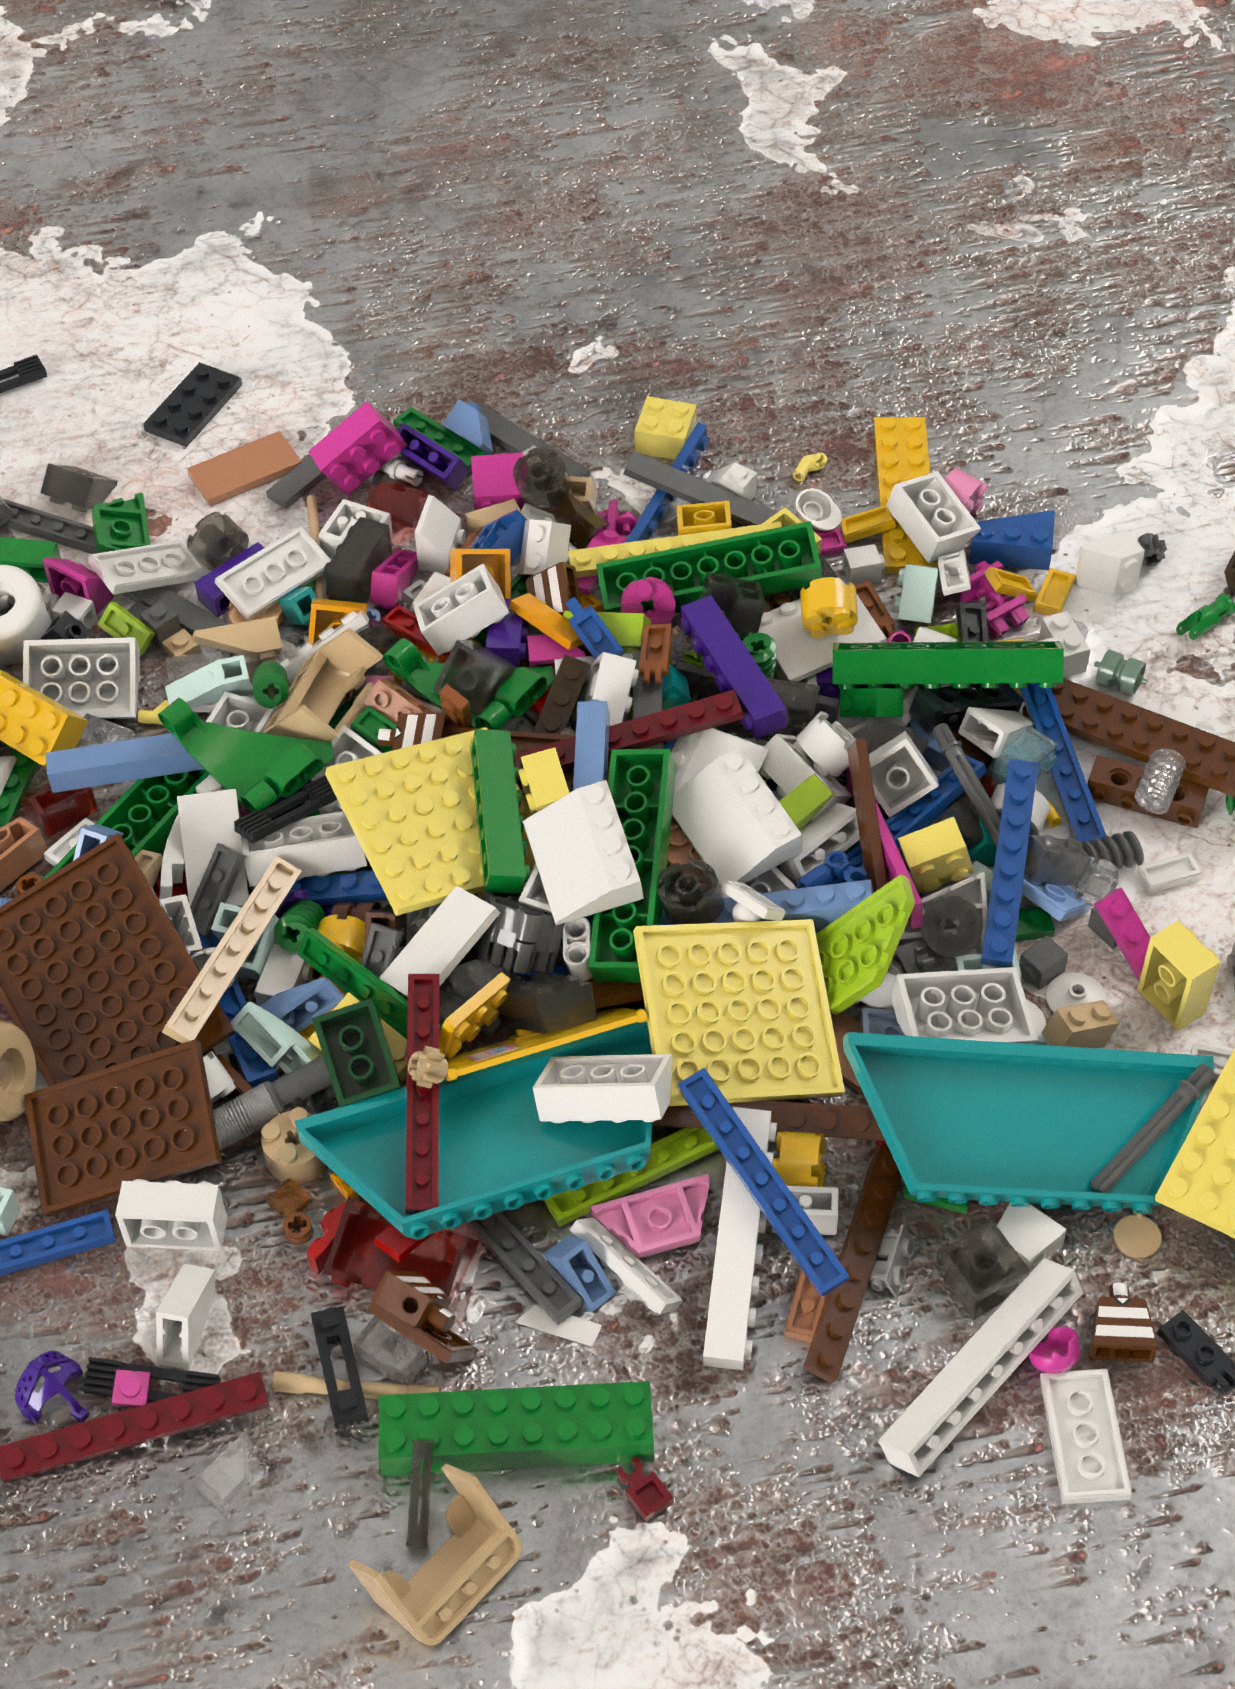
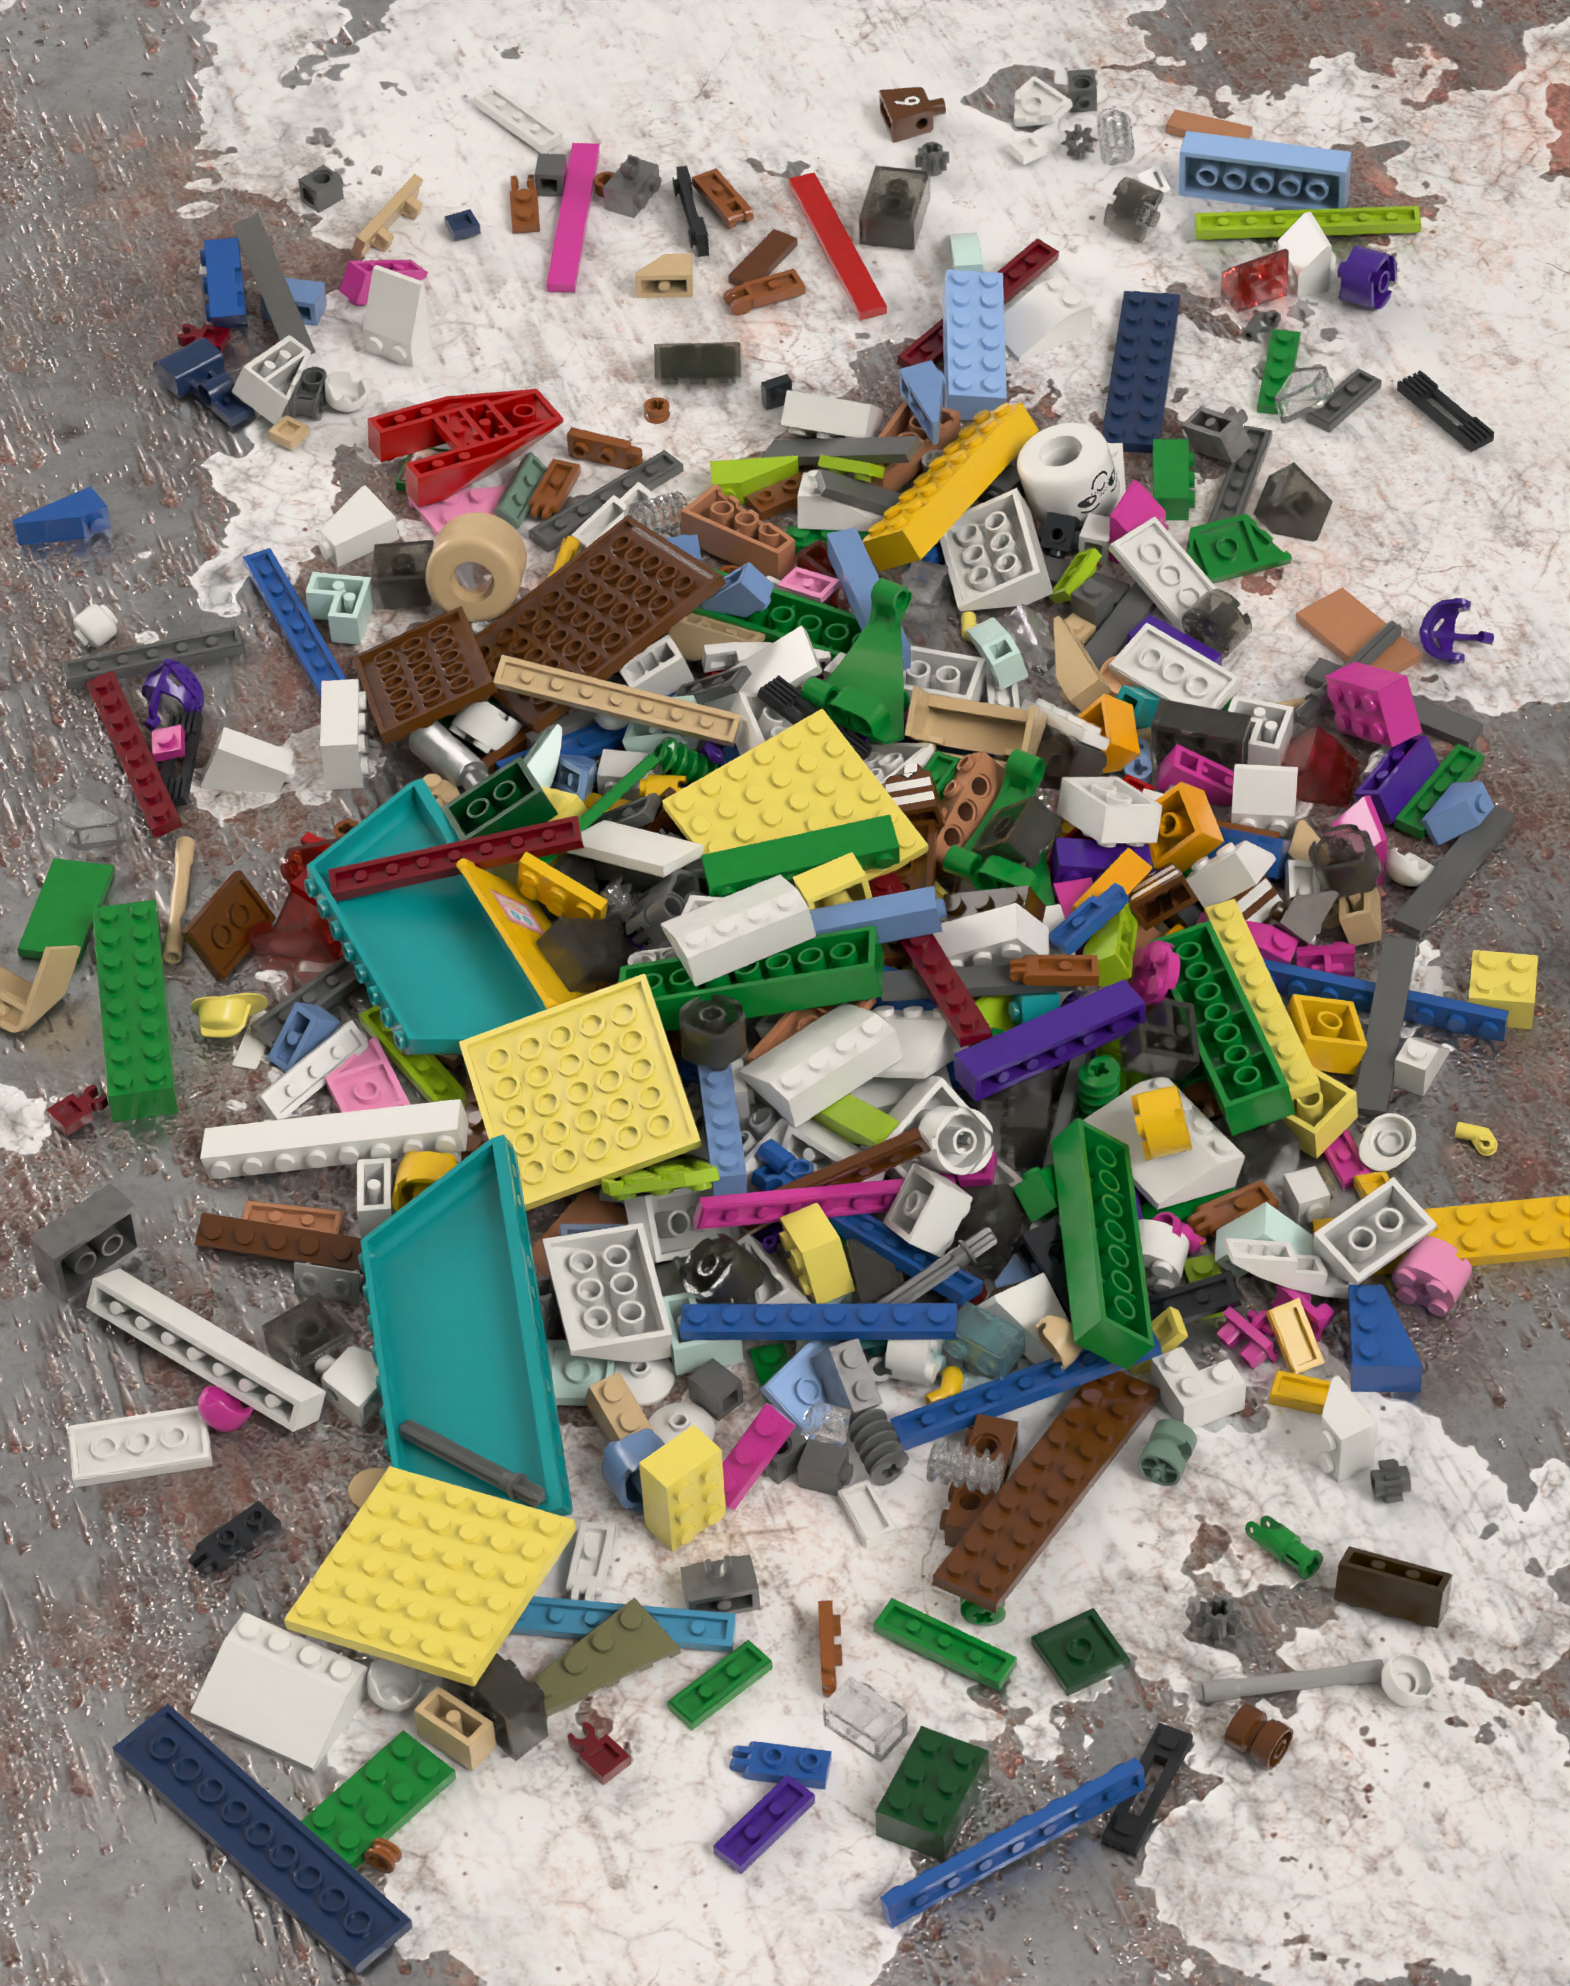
camera: 85 degrees right, 5 degrees down
(84, 811) = (809, 585): none -> bright pink slope
(192, 404) = (1453, 575): black plate -> none
(257, 418) = (1445, 635): none -> dark purple helmet
(274, 694) = (992, 685): green piece -> none
(324, 495) = (1317, 702): none -> dark grey axle
(344, 1503) = (65, 907): none -> green tile
(348, 1404) = (155, 884): black container -> none
(414, 1300) = (245, 901): reddish brown torso -> none
(418, 1535) = (71, 935): clear smoke pin -> none
(428, 1067) = (464, 842): tan gear -> none
(455, 707) = (946, 813): dark orange plate -> none
(544, 1339) = (227, 1014): none -> light yellow piece
(604, 1088) = (472, 993): white slope -> none
(750, 904) = (705, 1077): white tile -> none
(763, 1183) = (373, 1129): blue plate -> none
(845, 1469) = (86, 1242): none -> flat silver brick
(1037, 703) = (1058, 1338): none -> tan hair
(1122, 1328) = (256, 1466): reddish brown torso -> none
(1135, 887) = (824, 1467): none -> dark grey brick
(1143, 1015) = (622, 1468): none -> medium blue brick

